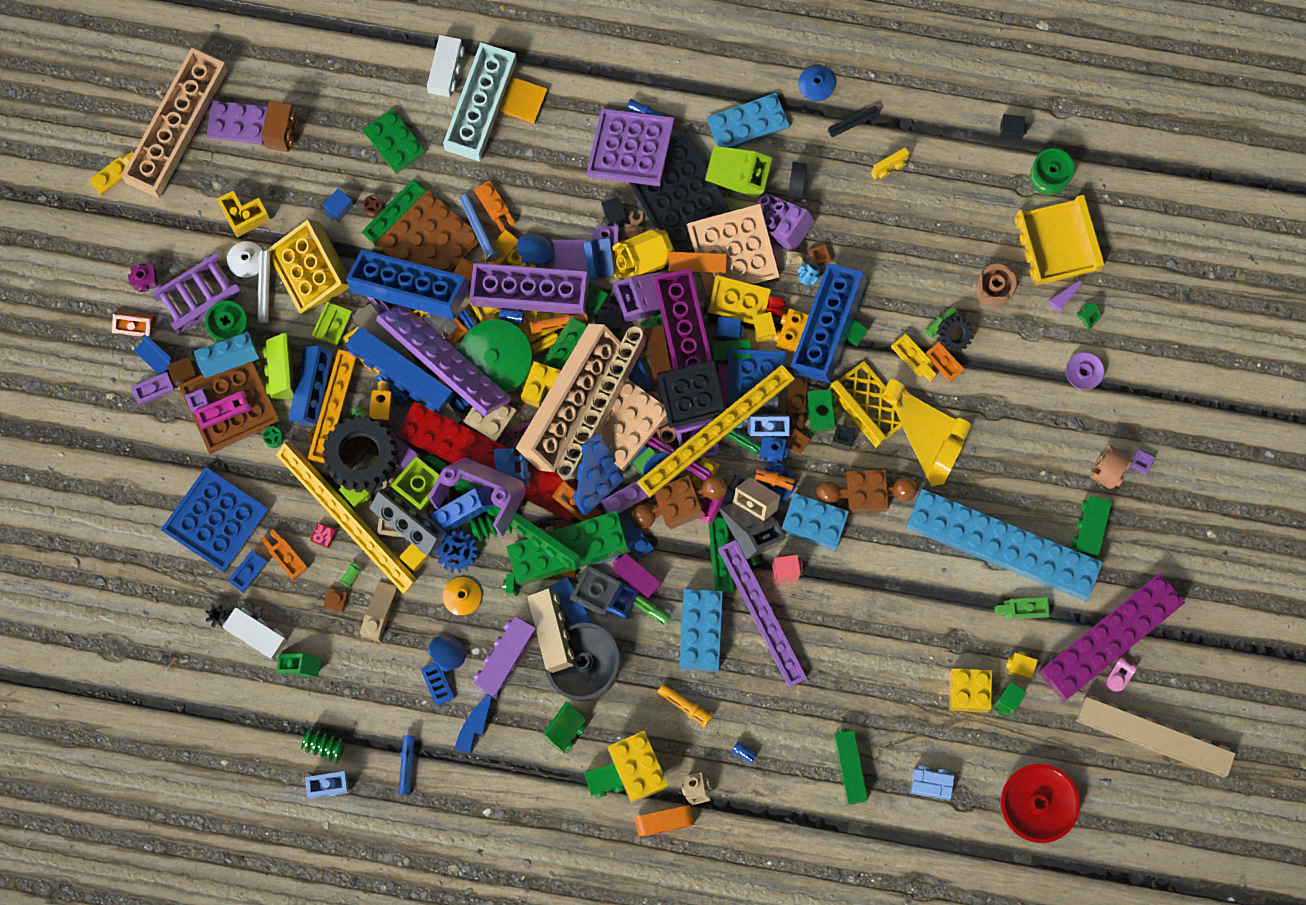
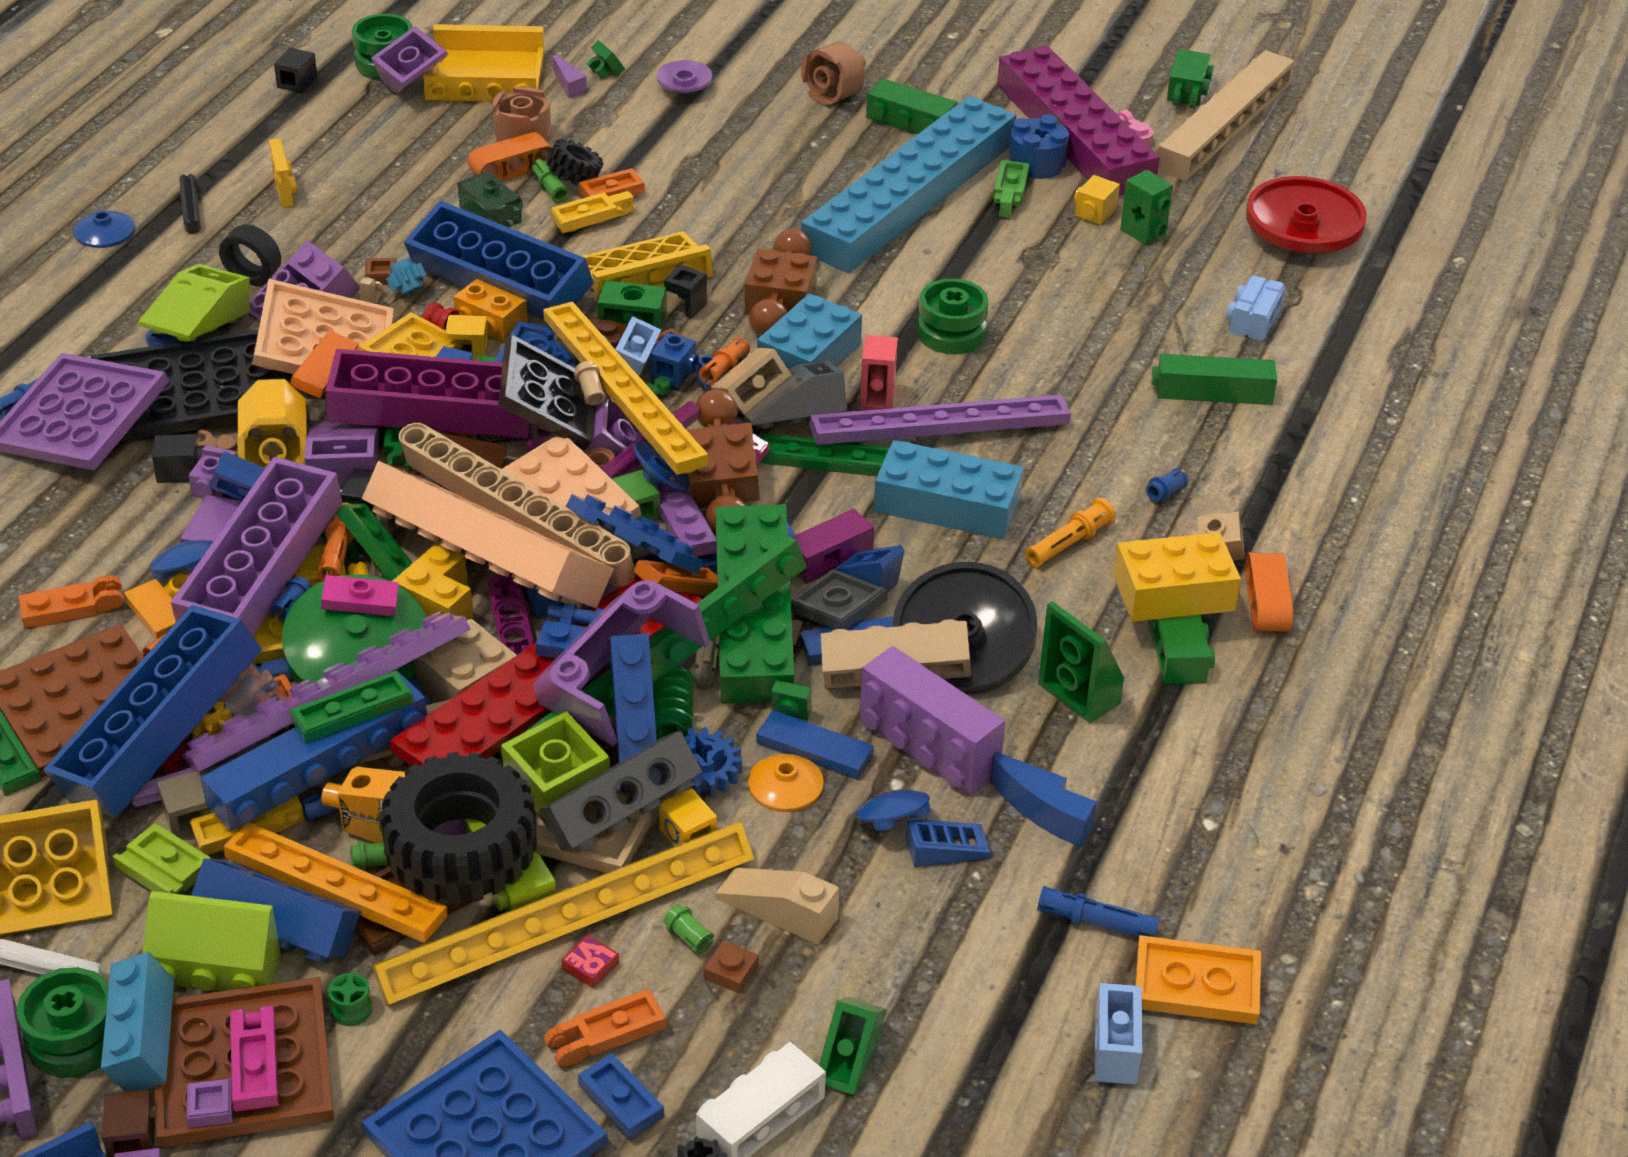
camera: 75 degrees left, 35 degrees down
(323, 745) = (1030, 1031): green piece -> none
(376, 818) = (1199, 979): none -> light orange plate
(419, 377) = (351, 706): none -> green tile
(479, 228) = (98, 621): medium blue axle -> none
(489, 604) = (815, 744): none -> blue tile
(508, 351) = (359, 595): none -> dark pink plate
(652, 610) = (903, 536): bright green axle -> none
(709, 413) = (587, 376): none -> tan pin
(748, 122) = (117, 300): dark azure plate -> none
(868, 590) = (952, 316): none -> green wheel
(902, 295) = (490, 199): none -> clear green brick
(931, 433) = (720, 215): yellow panel -> none
(955, 292) = (510, 157): none -> orange beam
(970, 690) = (1121, 247): yellow brick -> none
(1029, 197) = (408, 59): none -> medium lavender slope
(1069, 629) = (1040, 143): none -> blue brick
(1192, 705) = (1190, 78): none -> green hinge

